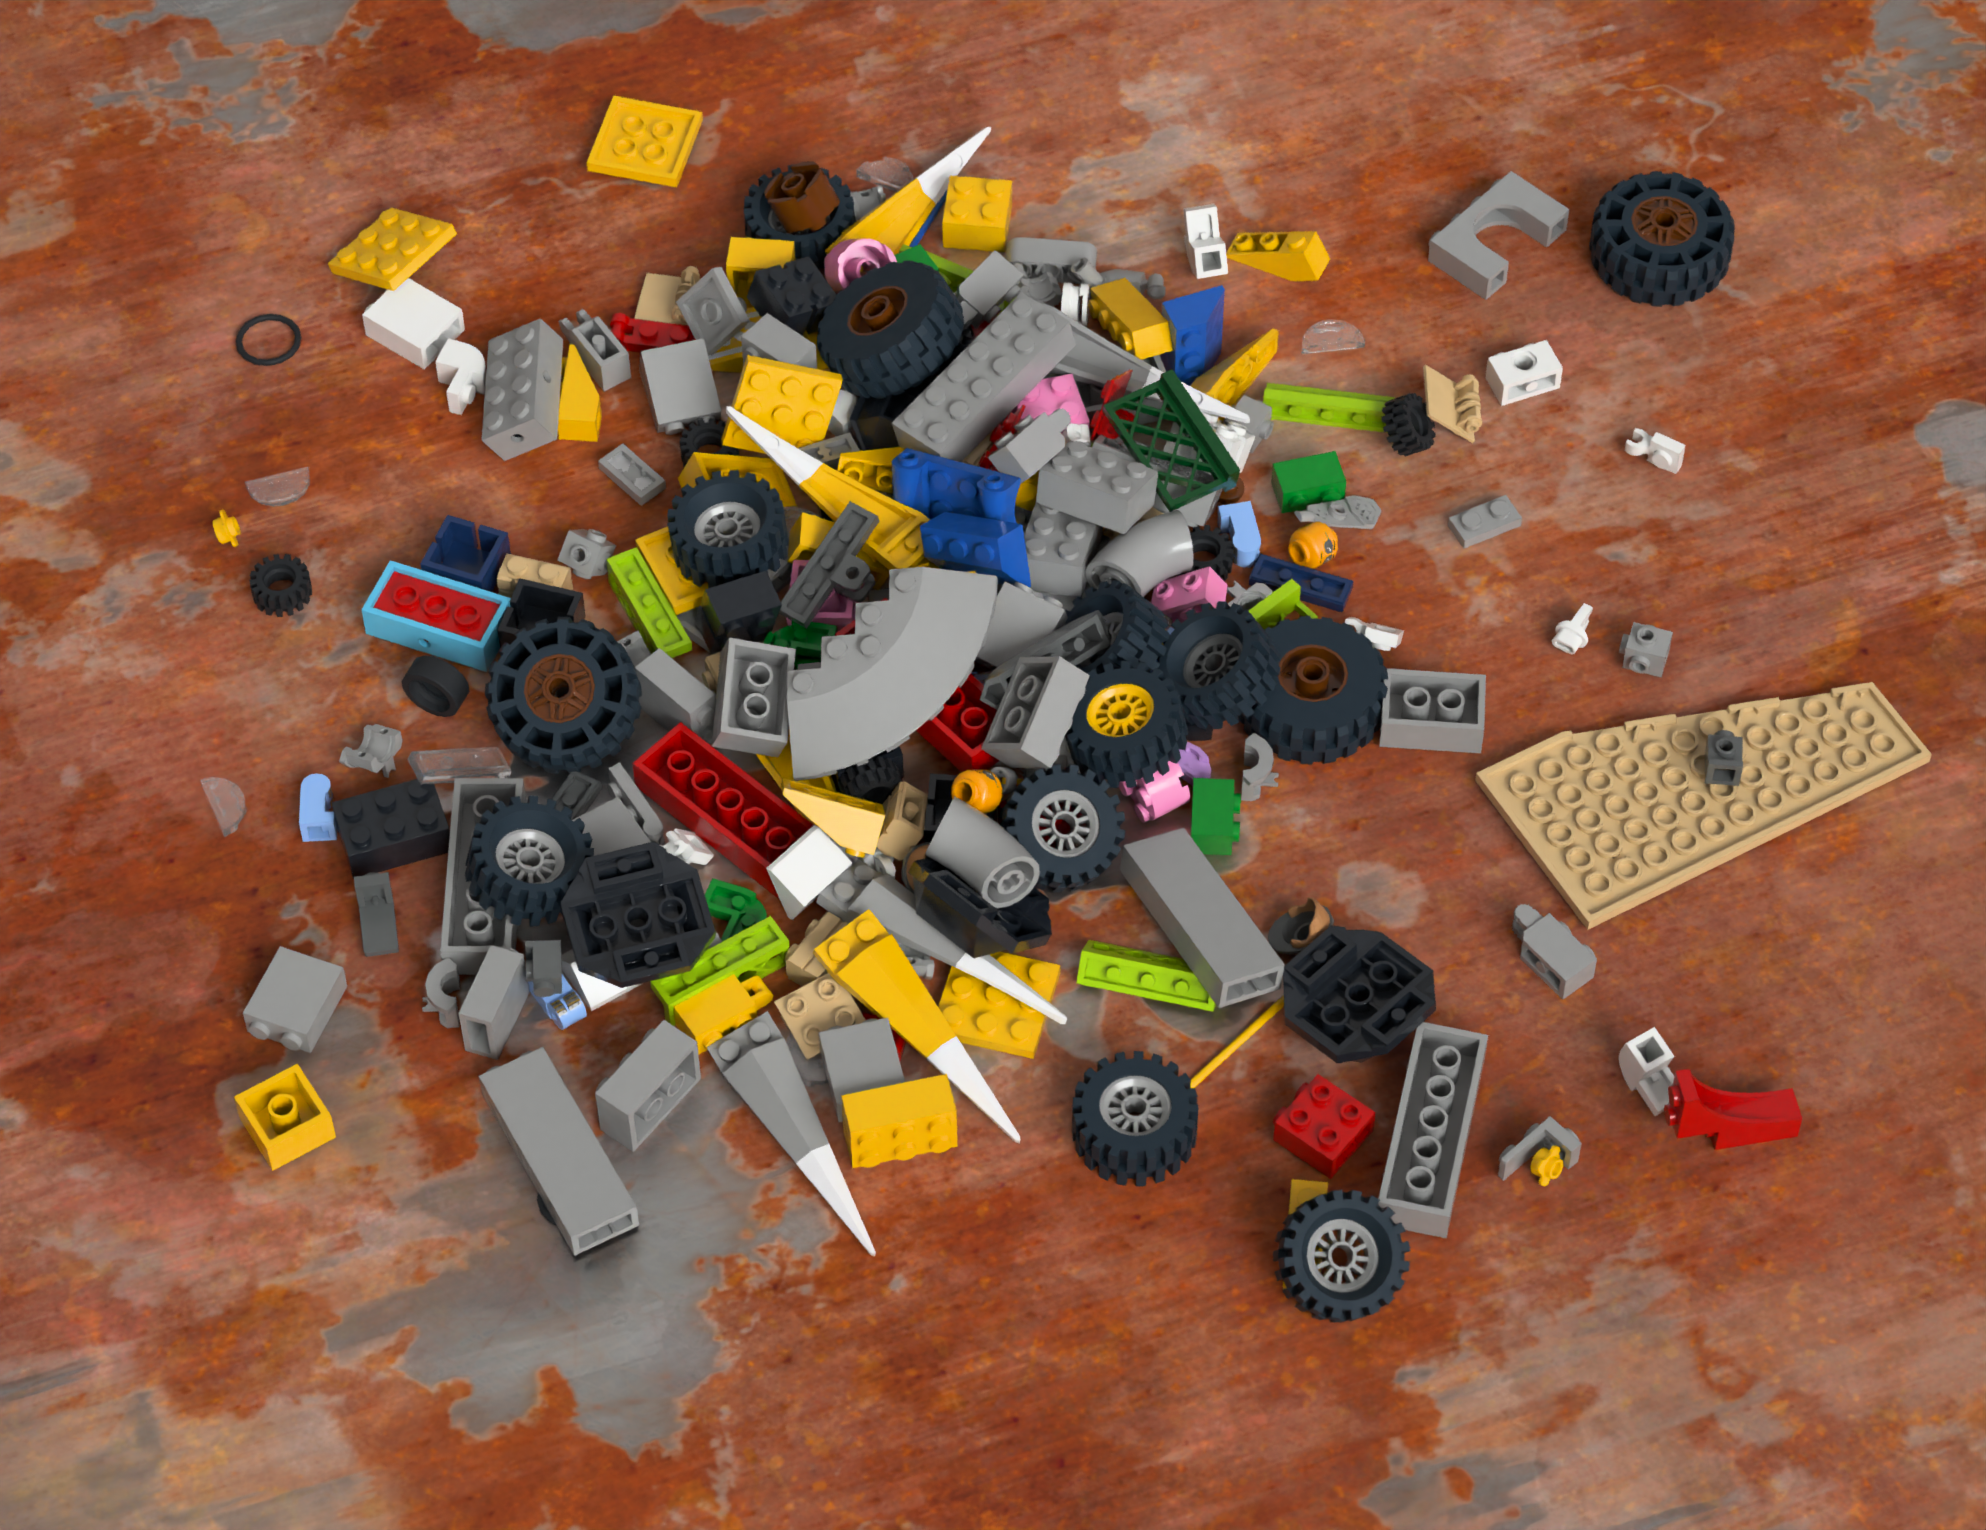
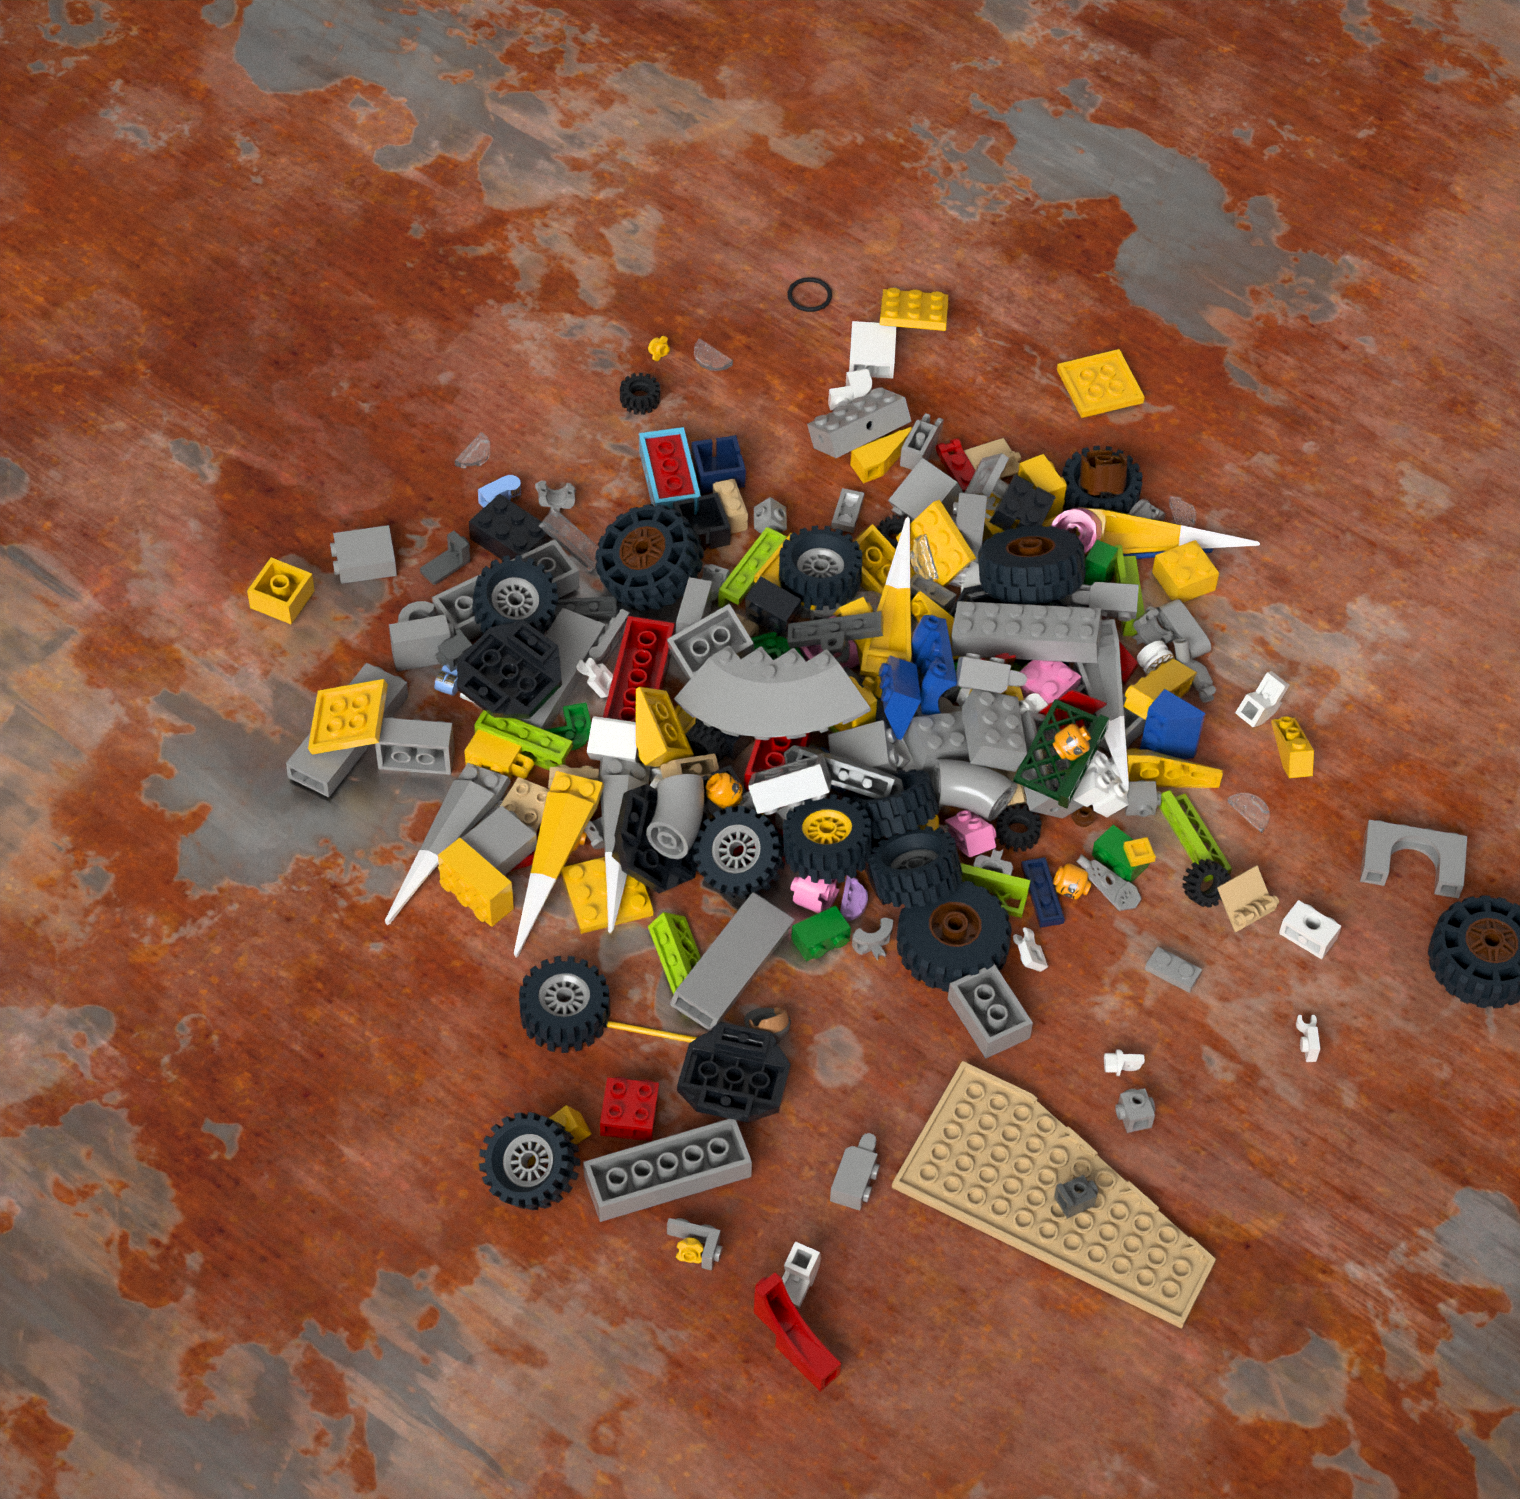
camera: 55 degrees right, 0 degrees up
(435, 686) = (617, 496): black tyre -> none
(567, 1127) = (348, 716): none -> yellow plate
(788, 428) = (922, 558): none -> clear tile
(1181, 418) = (1072, 742): none -> light orange head
(1241, 525) = (1054, 839): light blue leg -> none
(1329, 459) = (1139, 851): none -> yellow tile

